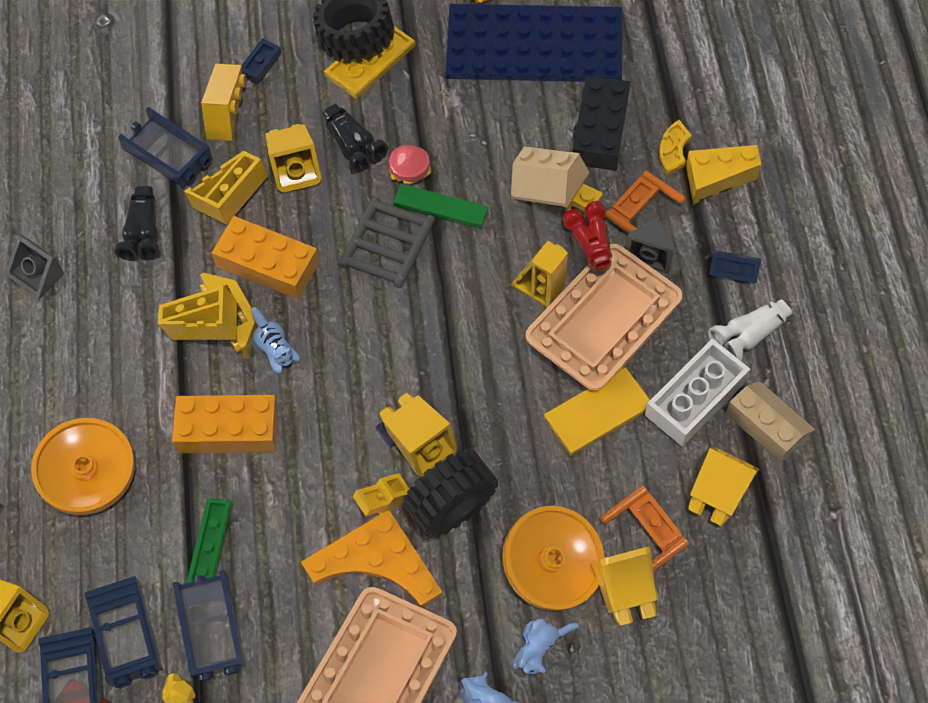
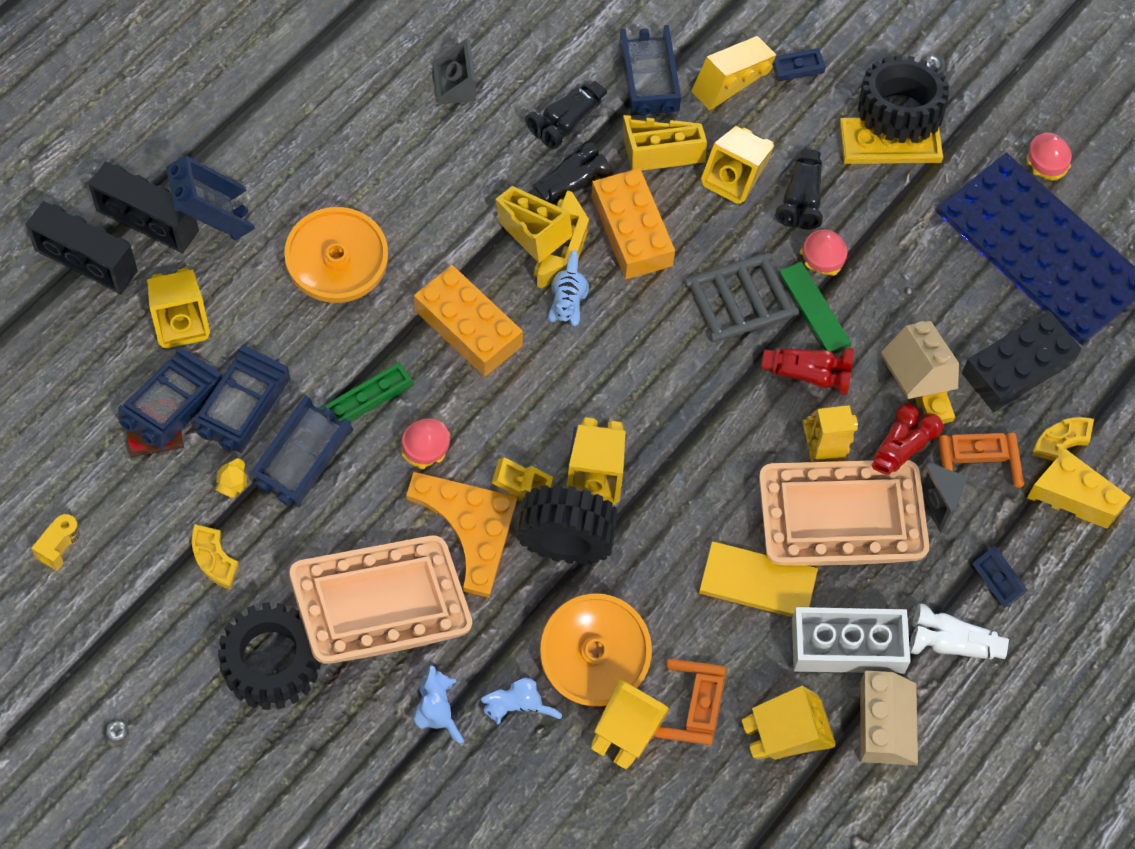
camera: 40 degrees right, 0 degrees up
(189, 263) = (572, 174): none -> black piece
(287, 534) = (425, 443): none -> coral hair
(482, 243) = (812, 366): none -> red piece

